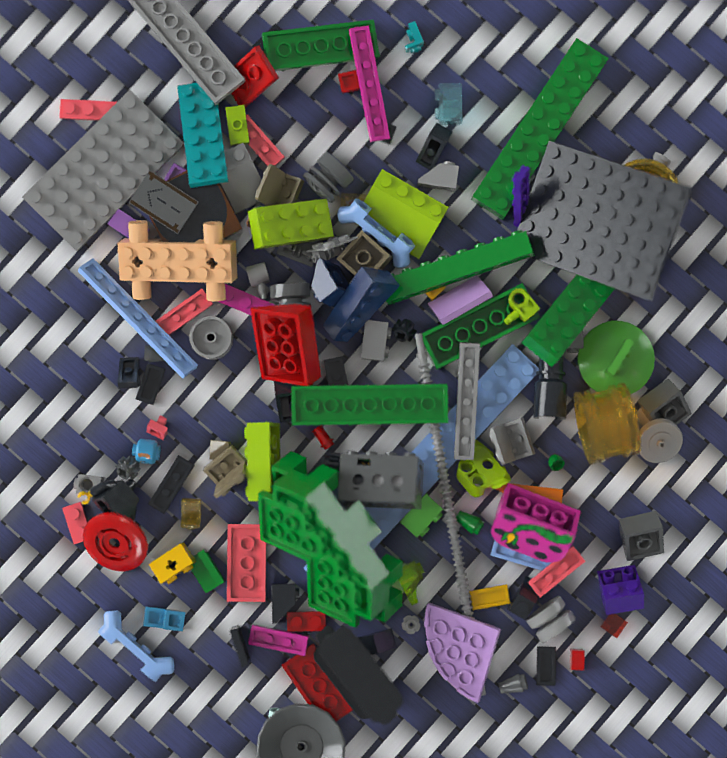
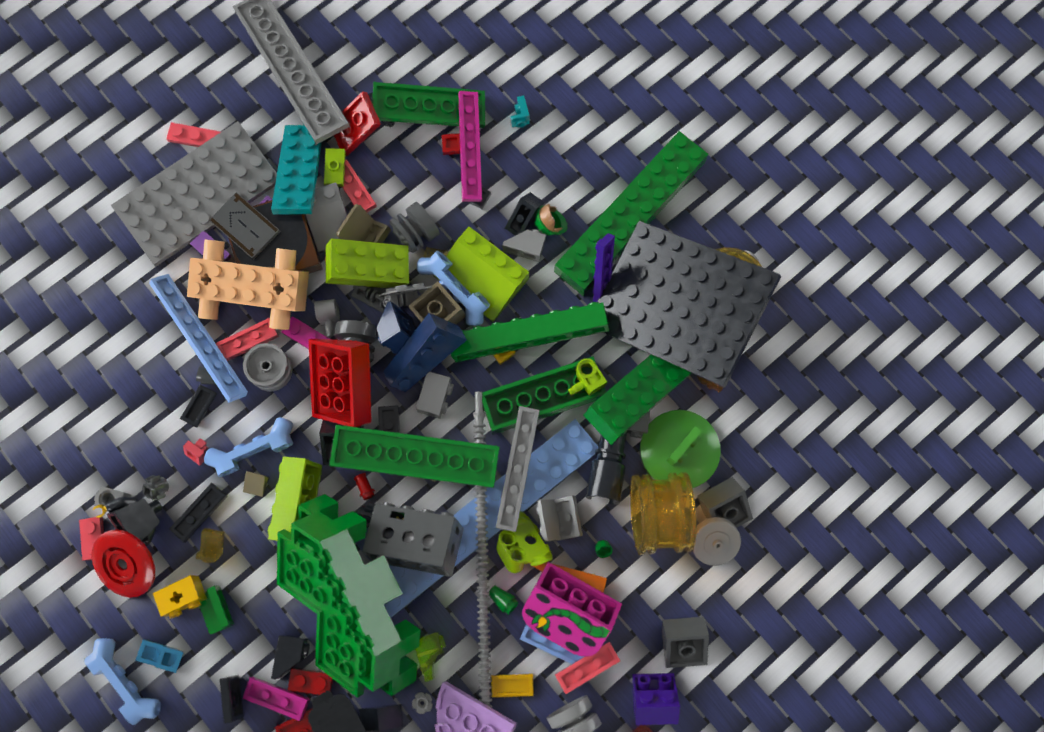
camera: 10 degrees right, 10 degrees down
(129, 373) = (178, 391): black slope -> none
(146, 451) = (178, 473): dark azure head -> none
(189, 434) = (226, 463): none -> light blue plate
(226, 470) = (255, 504): dark tan bracket -> none
(246, 564) = (257, 610): coral plate -> none
(404, 330) = (465, 388): black gear -> none
(418, 519) = (448, 588): bright green brick -> none
(449, 103) = (546, 177): clear light blue brick -> none
(460, 299) = (527, 365): lavender tile -> none
(461, 149) = (550, 221): none -> piece
(523, 600) = (547, 695): black slope -> none

